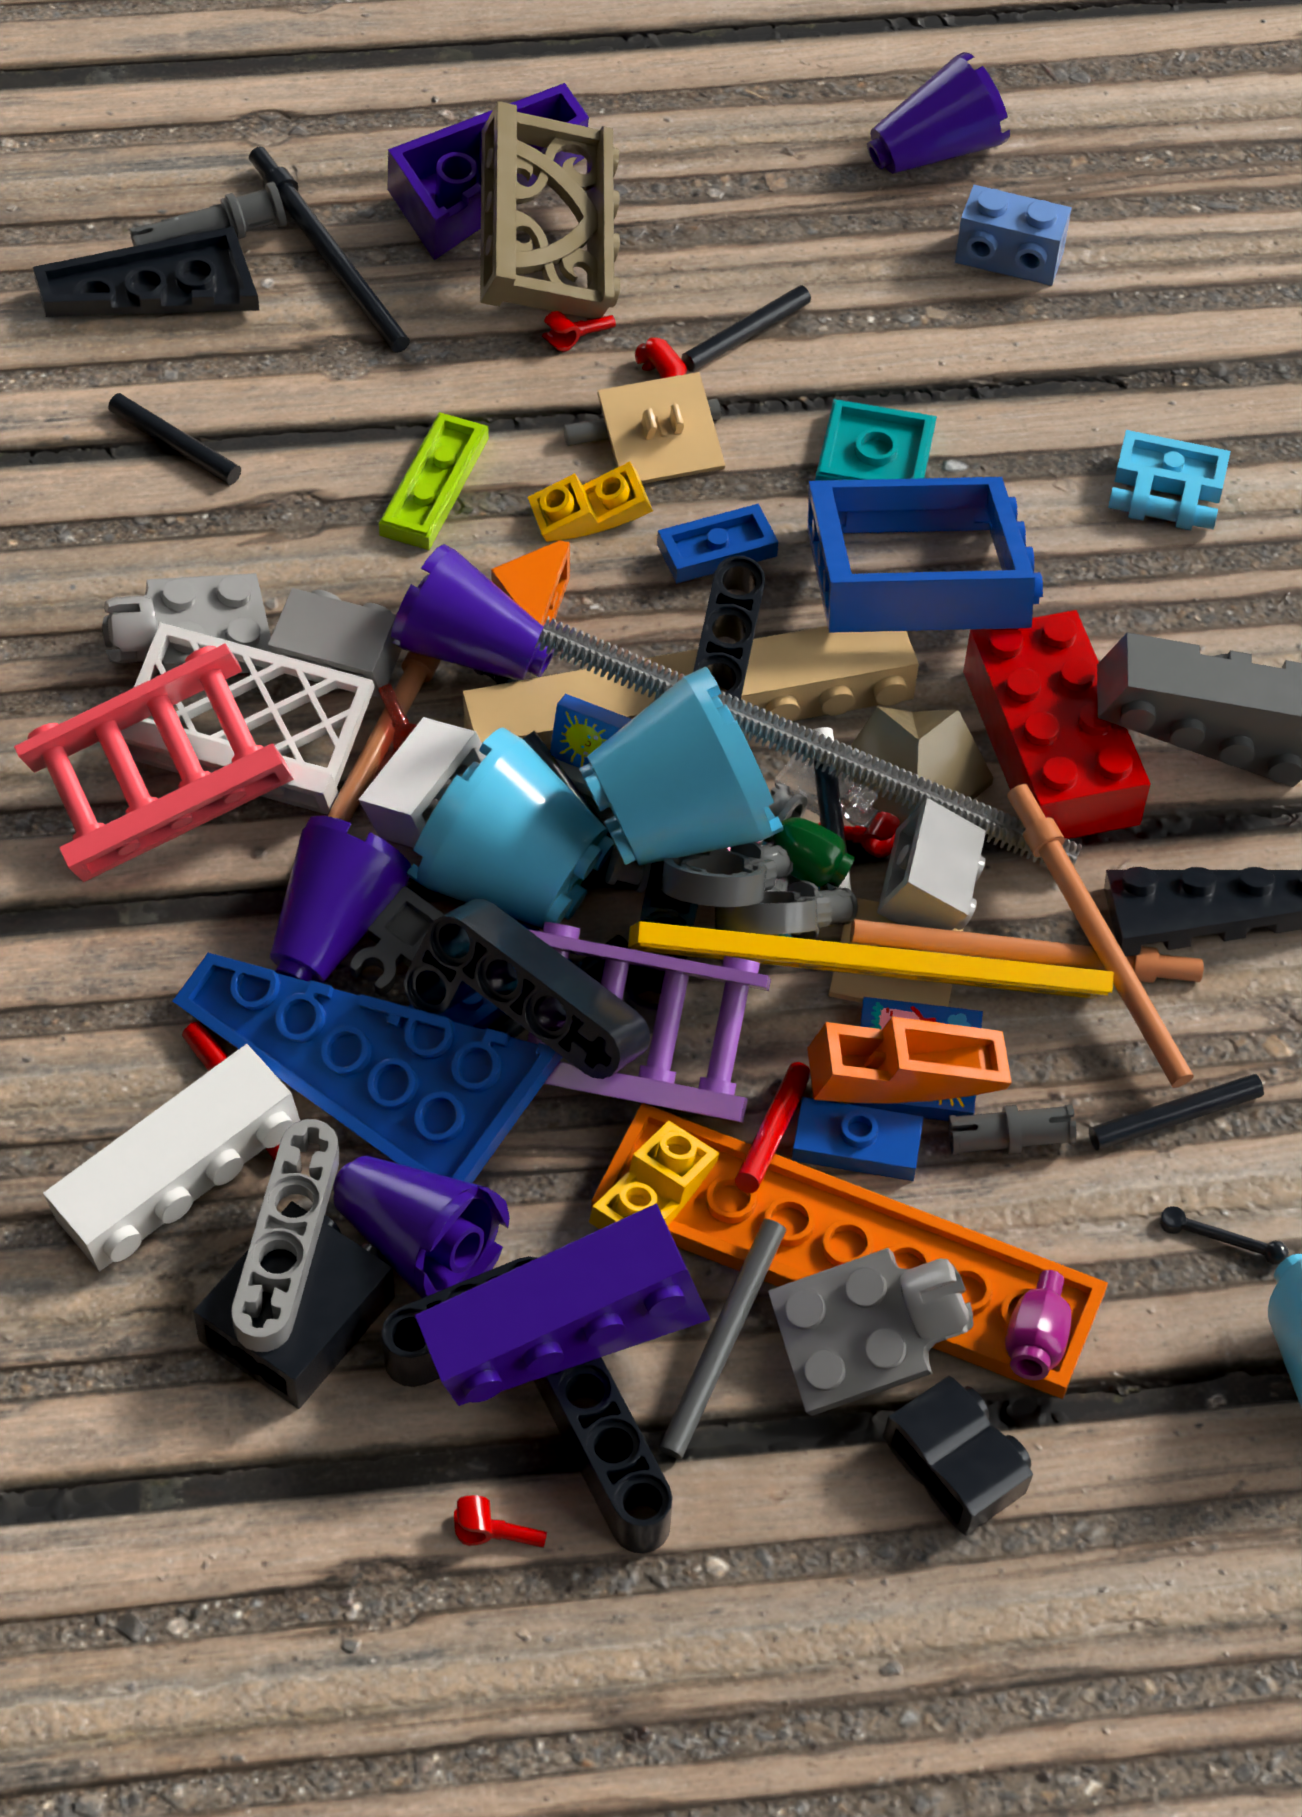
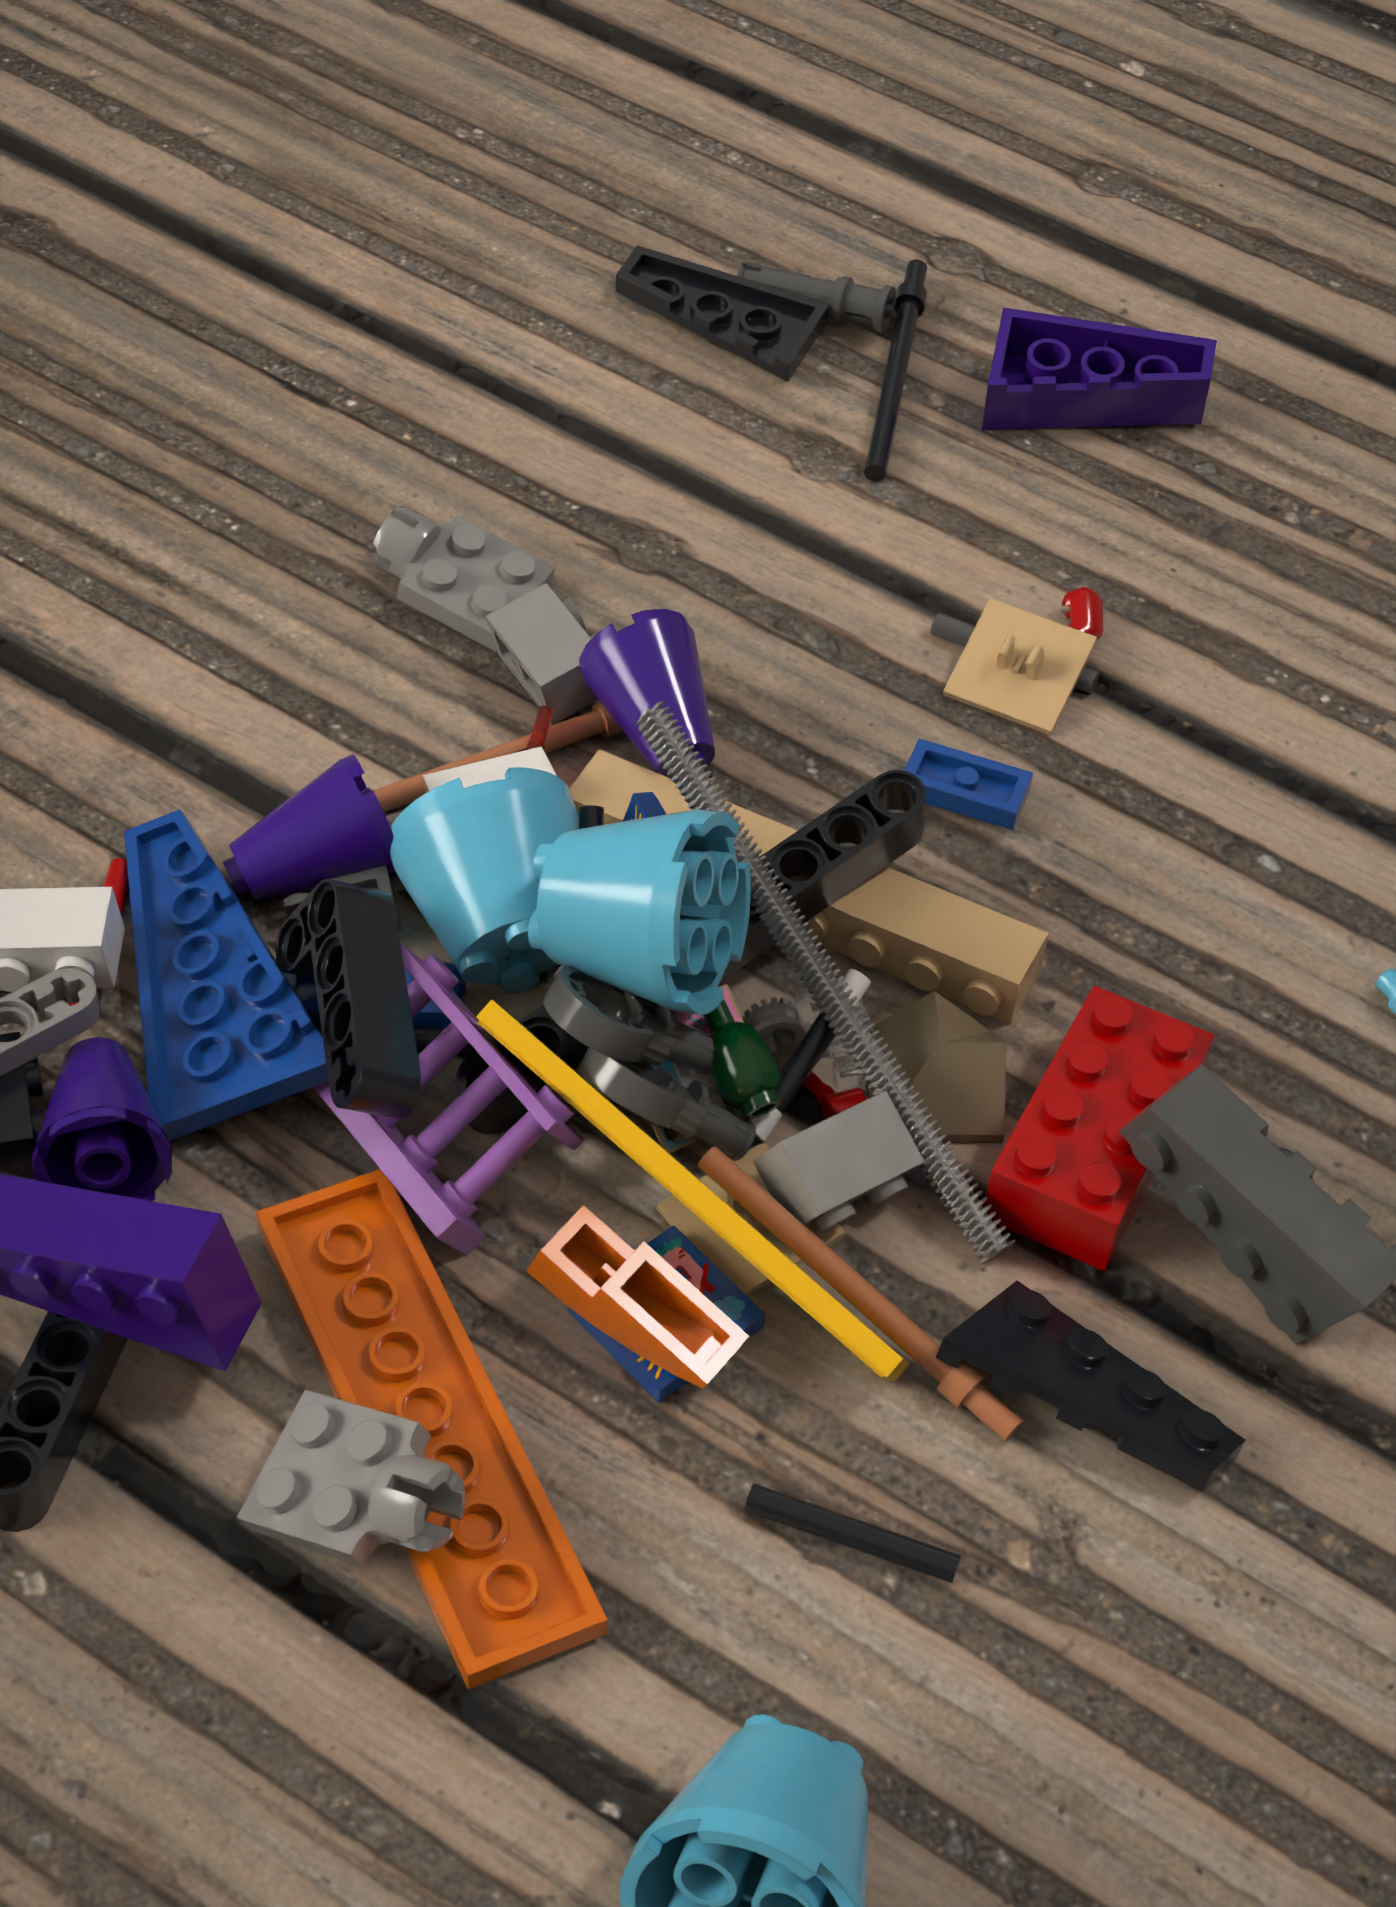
camera: 40 degrees right, 5 degrees down
(174, 438) = (612, 435): black bar -> none
(200, 793) = (303, 687): coral fence -> none
(313, 785) = (377, 695): white fence -> none
(433, 481) = (784, 590): lime tile -> none
(504, 257) = (1093, 364): dark tan fence -> none
(537, 580) = (761, 722): orange slope -> none
(567, 333) = (1024, 545): red hand -> none
(579, 510) = (881, 686): yellow slope -> none
(661, 1172) = (321, 1237): yellow slope -> none
(722, 1339) = (232, 1401): dark grey bar -> none
(746, 328) = (1195, 636): black bar -> none
(773, 1128) = (455, 1268): red bar -> none
(857, 1138) = (542, 1338): blue plate -> none
(875, 443) = (1202, 804): teal tile -> none
(921, 598) = (1006, 891): blue window -> none
(958, 1454) = (315, 1655): black brick -> none
(1012, 1129) = (678, 1430): dark grey pin -> none
(1039, 1328) = (489, 1600): magenta plant -> none
(1046, 842) = (965, 1209): nougat bar -> none
(1174, 1221) = (746, 1625): black hinge -> none

